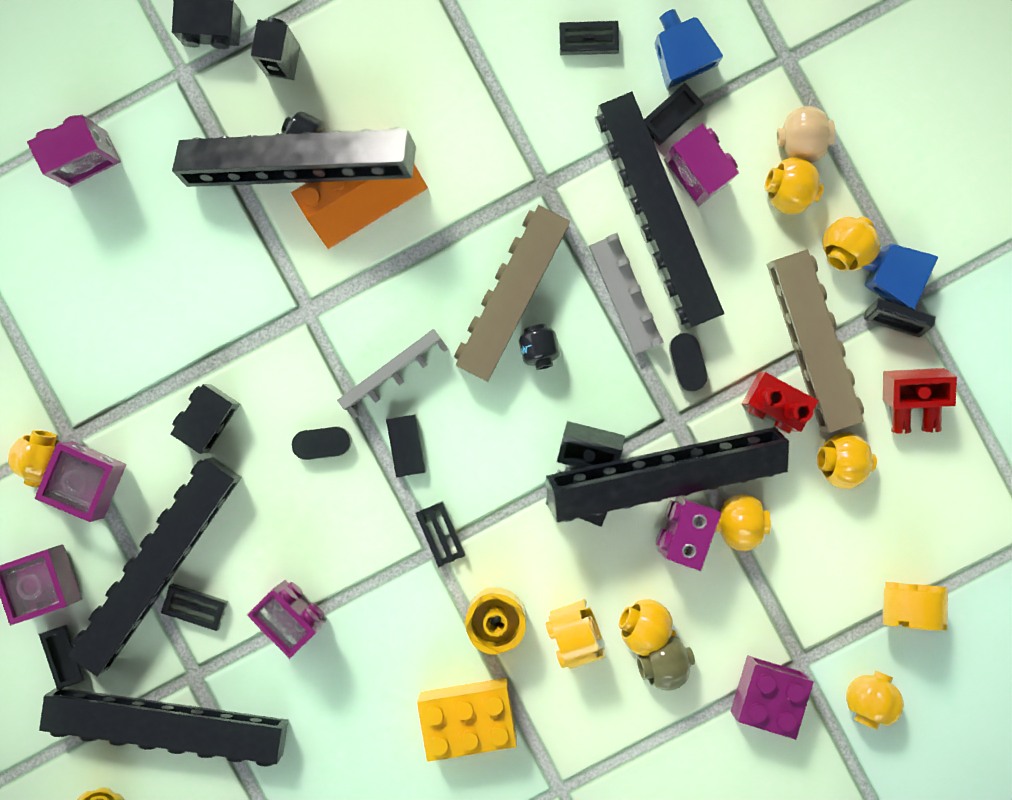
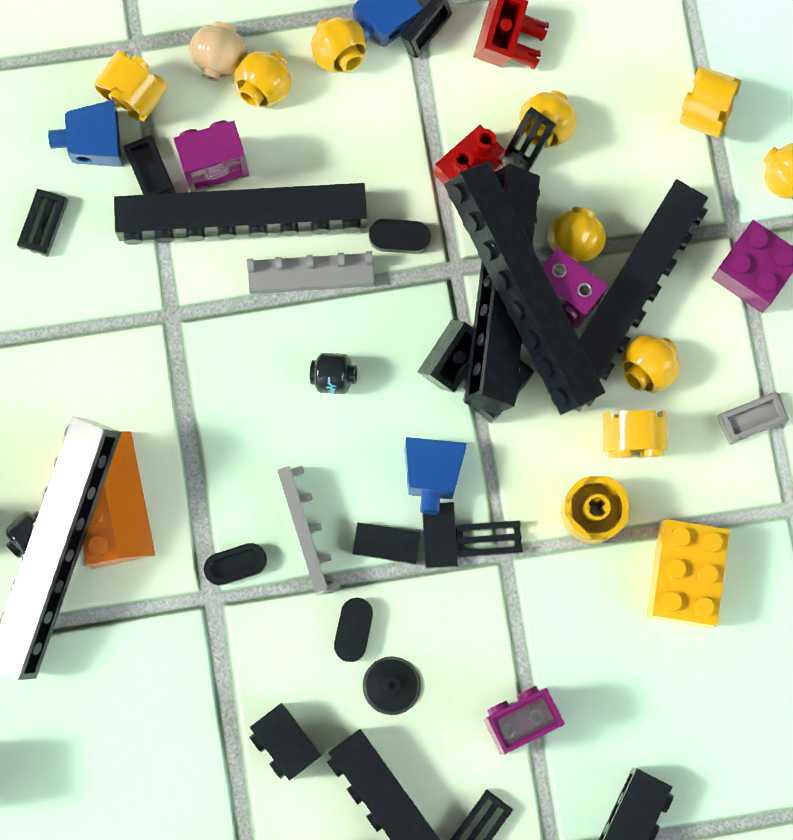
camera: 70 degrees left, 10 degrees down
(287, 491) = (391, 685): none -> black piece
(343, 321) = (235, 564): none -> black tile
(428, 489) = (440, 538): none -> black tile
(481, 465) = (432, 470): none -> blue torso
(512, 293) = (271, 382): dark tan brick -> none
(629, 732) = (752, 418): none -> light grey tile
(668, 666) = (695, 356): olive plant -> none
(671, 494) = (524, 287): none -> black brick
(708, 588) = (640, 276): none -> black brick
(742, 66) = (131, 85): none -> yellow brick
(802, 446) = (519, 155): none -> black tile
(815, 341) = (421, 108): dark tan brick -> none

